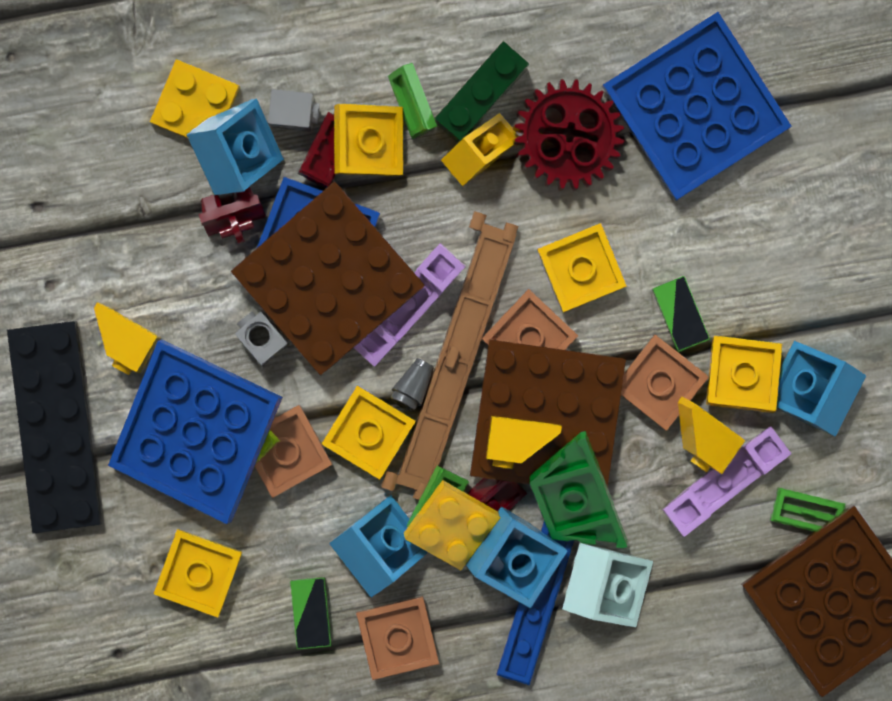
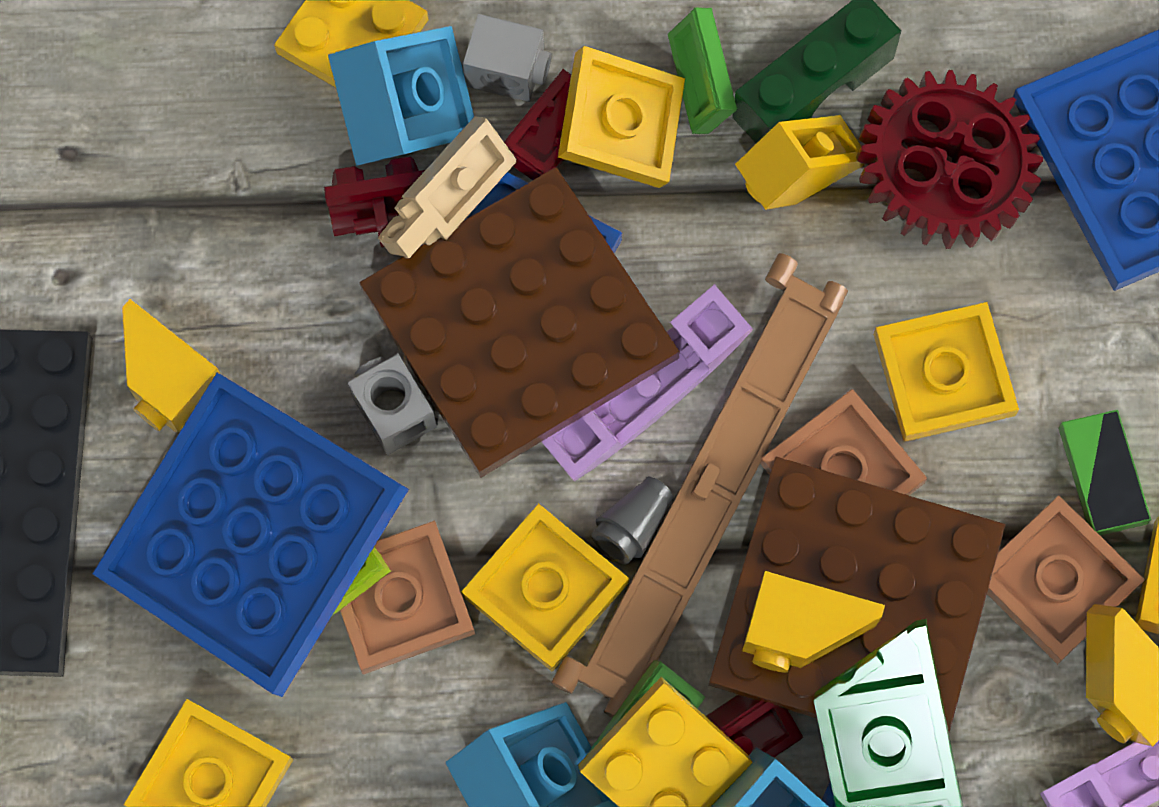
camera: 15 degrees right, 15 degrees down
(273, 207) = (448, 189): none -> tan hinge

